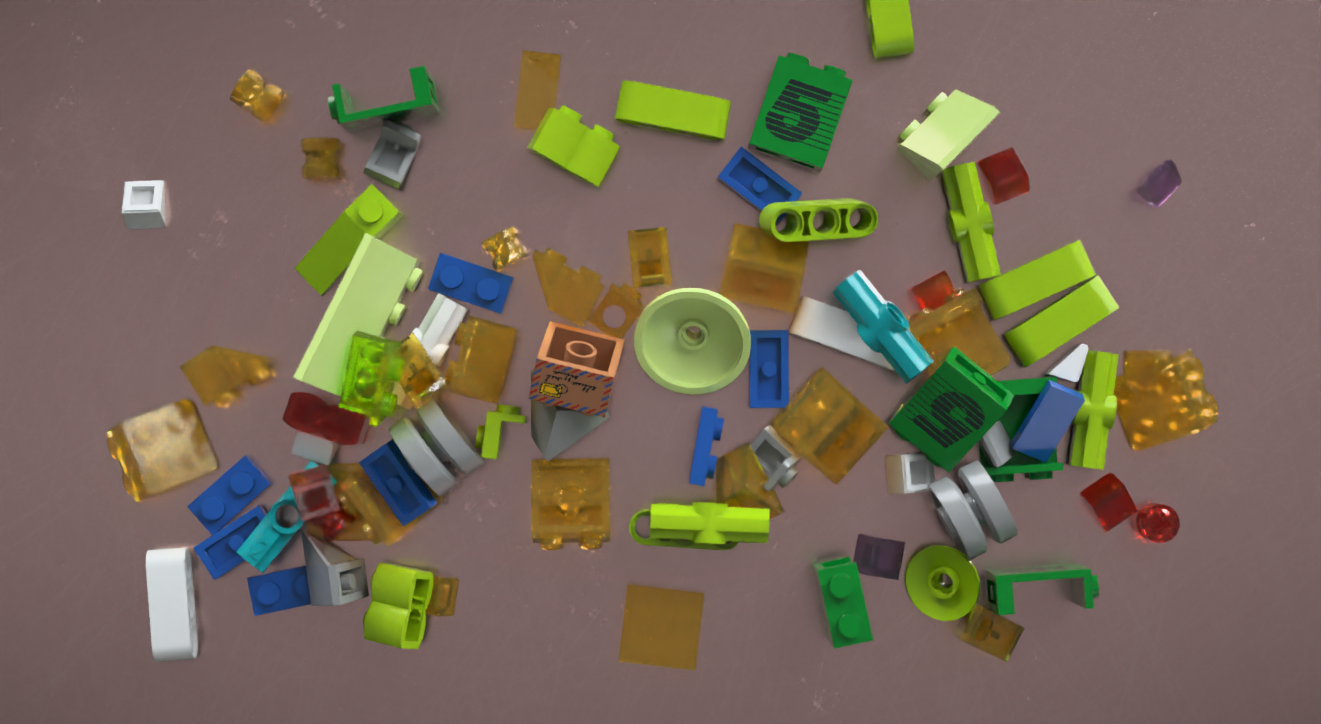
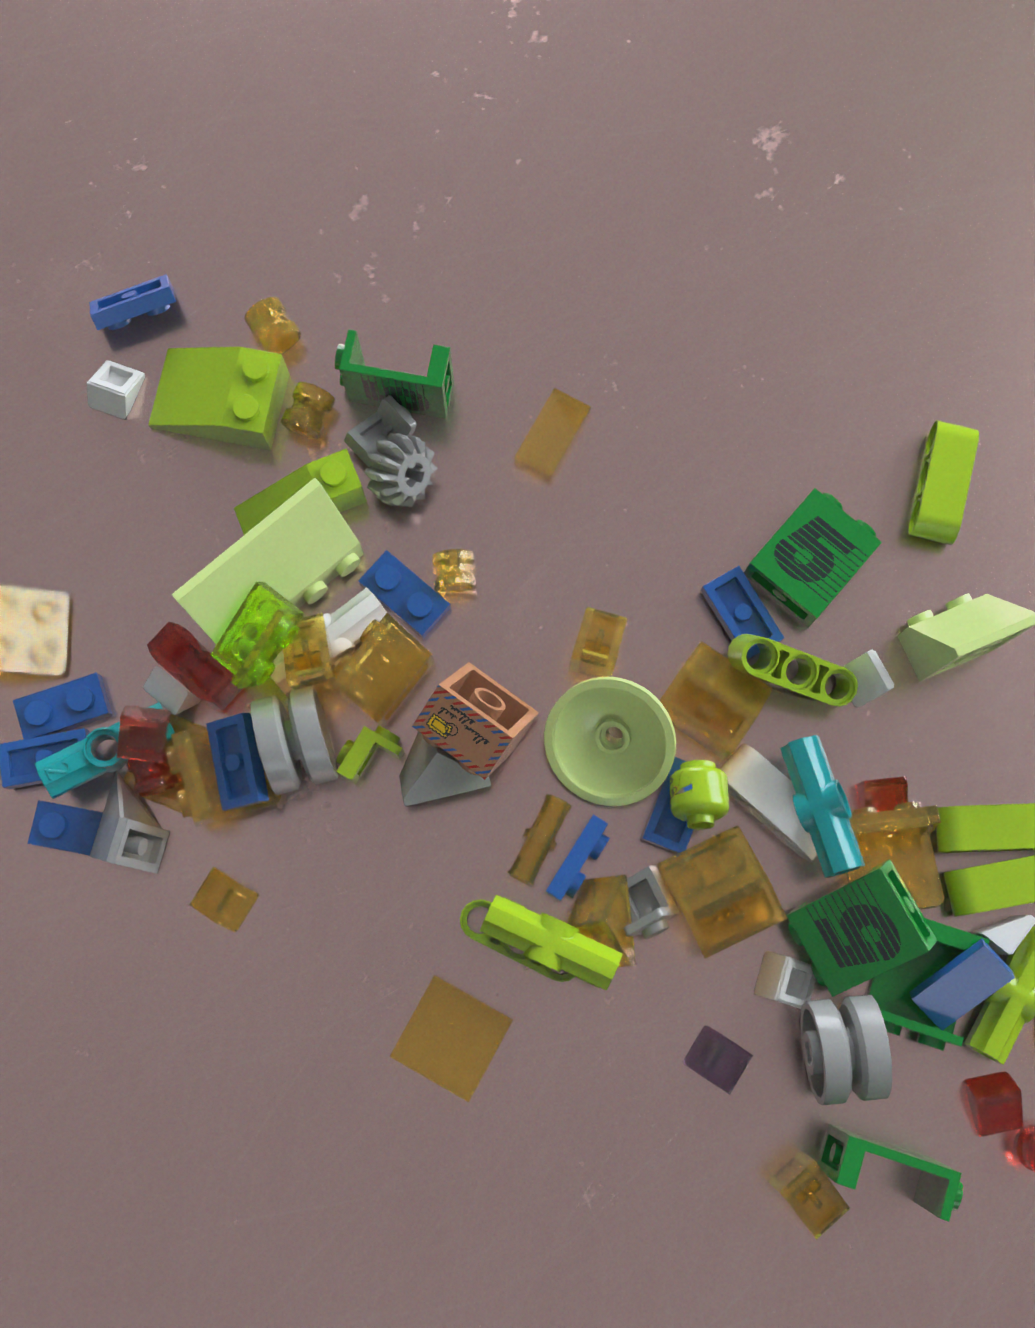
camera: 20 degrees right, 10 degrees down
(125, 123) = (118, 308): none -> blue plate
(222, 371) = (111, 578): clear yellow slope -> none
(238, 175) = (221, 394): none -> lime slope
(398, 605) = (180, 895): lime brick -> none
(424, 181) = (400, 470): none -> light grey gear
(567, 291) = (499, 638): clear yellow slope -> none
(570, 502) = (410, 861): clear yellow plate -> none
(574, 146) = (568, 497): lime brick -> none
(624, 297) = (552, 667): clear yellow bracket -> none
(667, 442) = (539, 839): none -> clear yellow pin
(673, 110) = (682, 504): lime beam -> none
(781, 355) = (699, 794): none -> lime head
(842, 602) = (662, 1094): green panel -> none
(883, 198) = (871, 678): none -> white slope
(932, 593) = (761, 1125): lime dish -> none
(971, 222) = (950, 739): lime piece -> none
(997, 445) = (893, 989): light grey slope -> none
(1004, 175) = (1001, 707): clear red slope -> none

